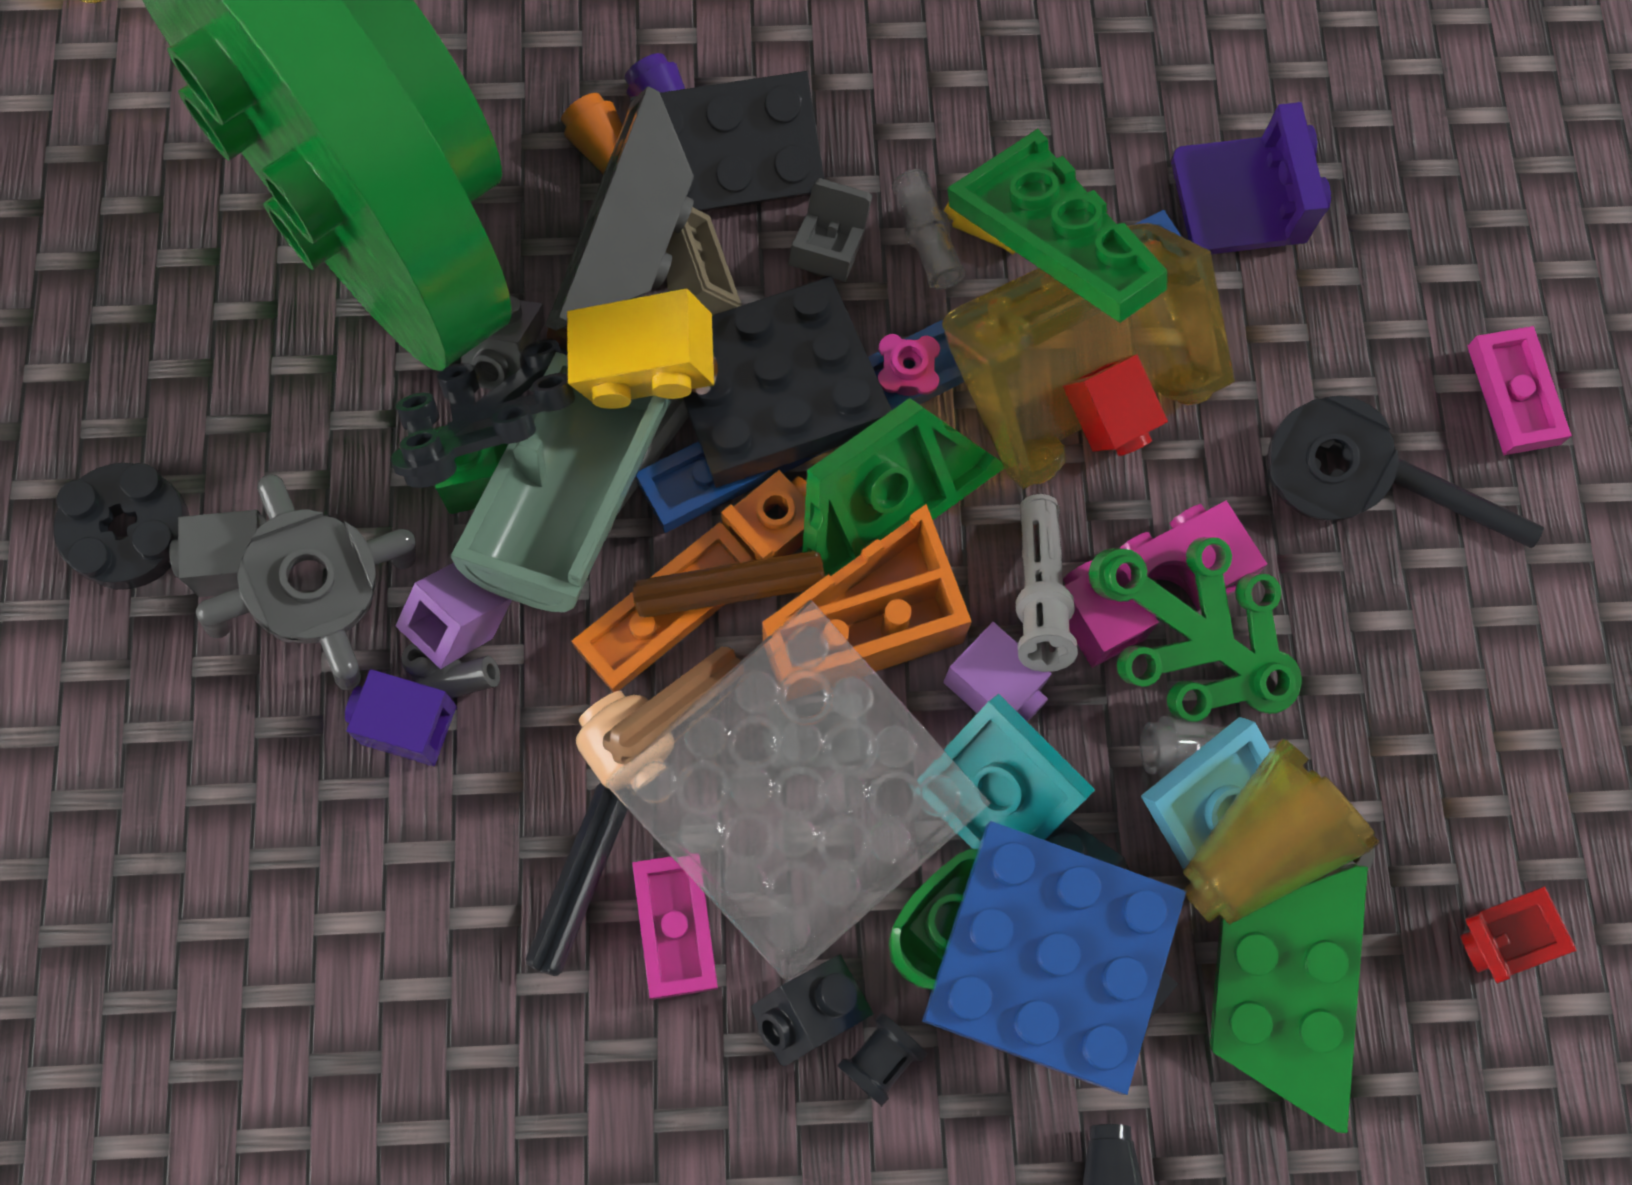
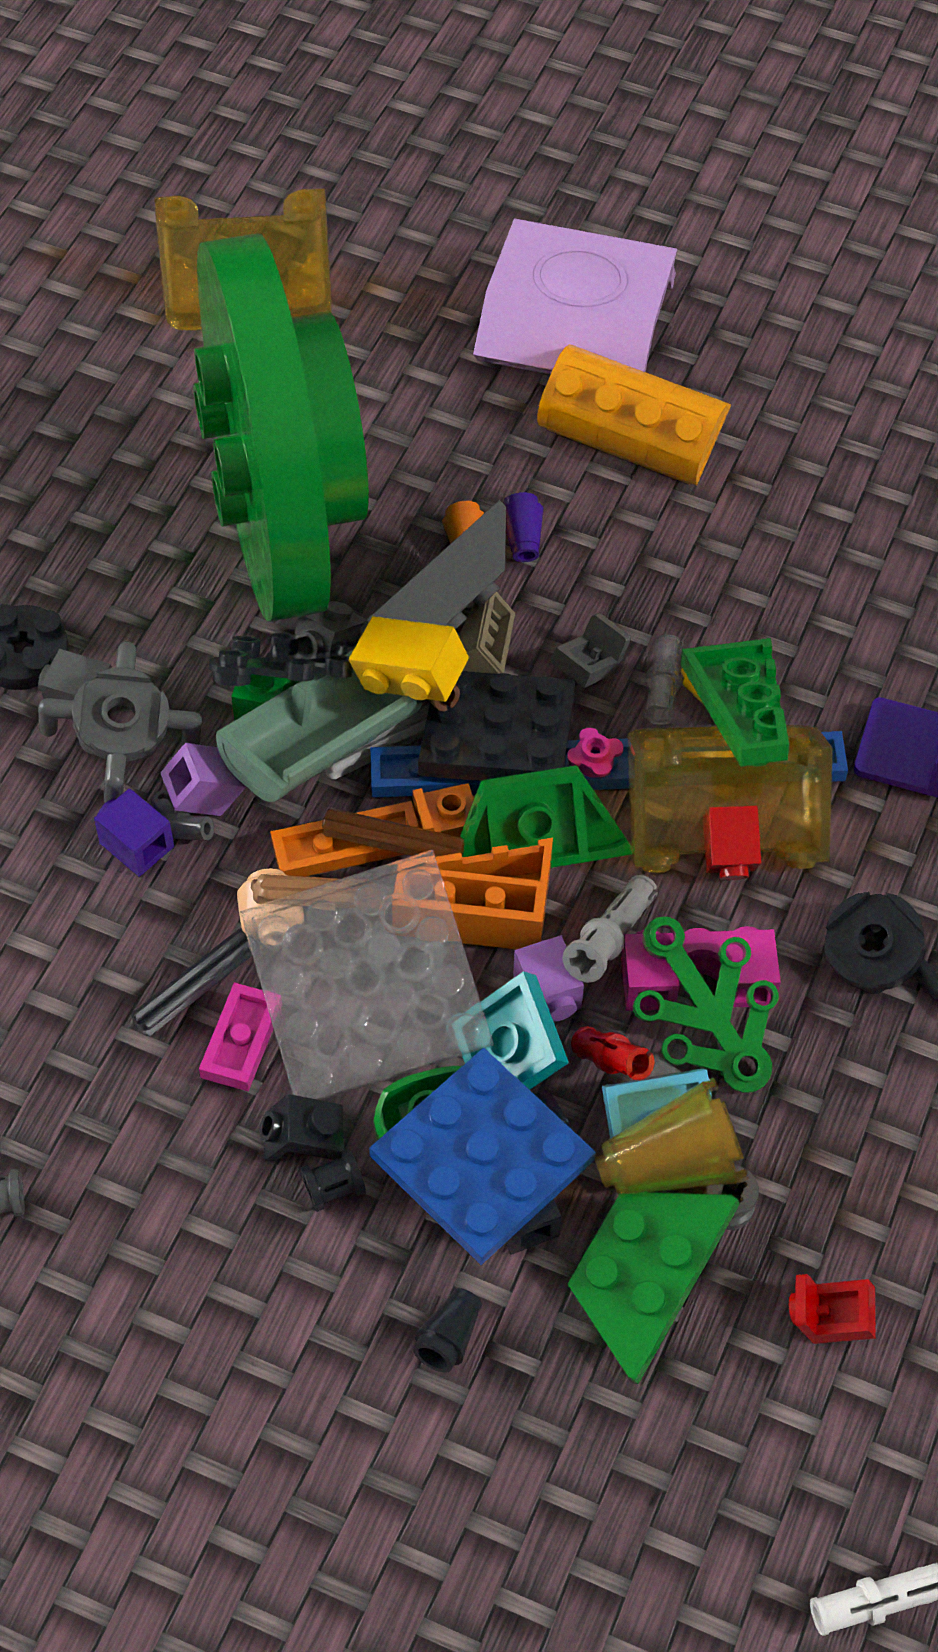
camera: 30 degrees right, 15 degrees down
(747, 140) = (559, 570): black plate -> none
(1158, 748) = (612, 1053): none -> red pin

